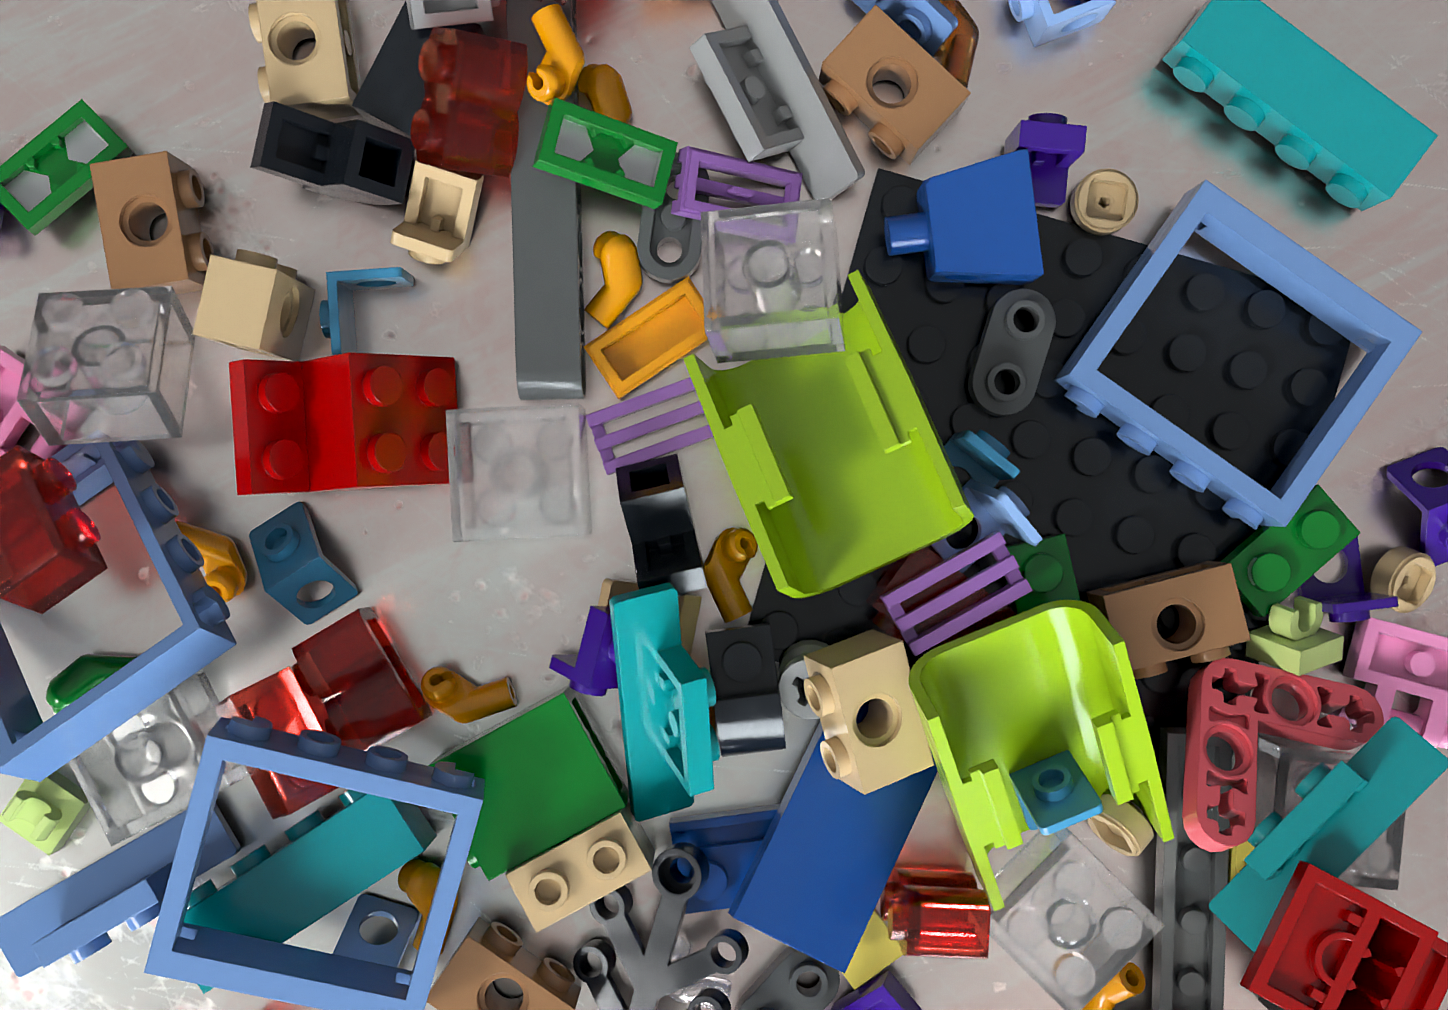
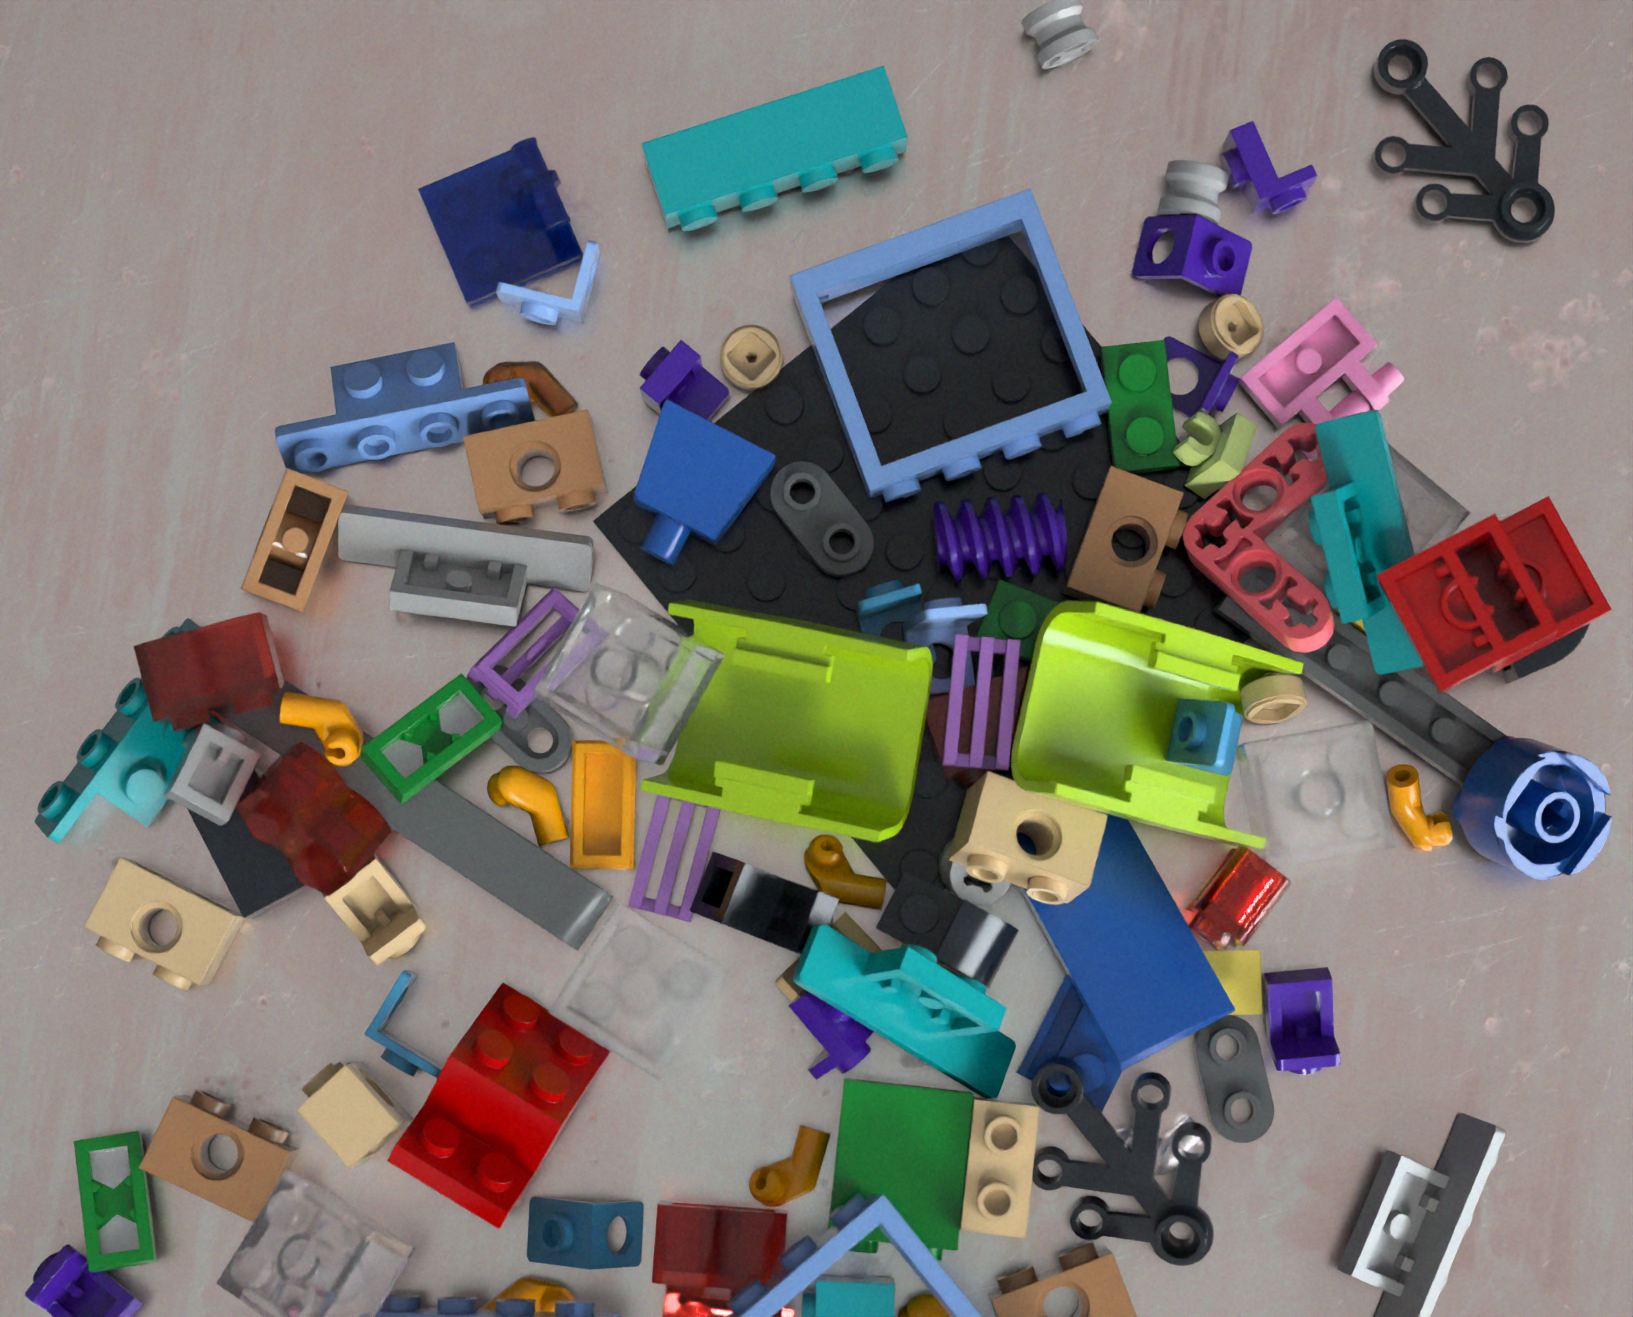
camera: 55 degrees left, 5 degrees down
(332, 158) = (273, 961): black brick -> none
(605, 91) = (376, 702): light orange arm -> none
(1104, 509) = (1000, 536): none -> dark purple piece

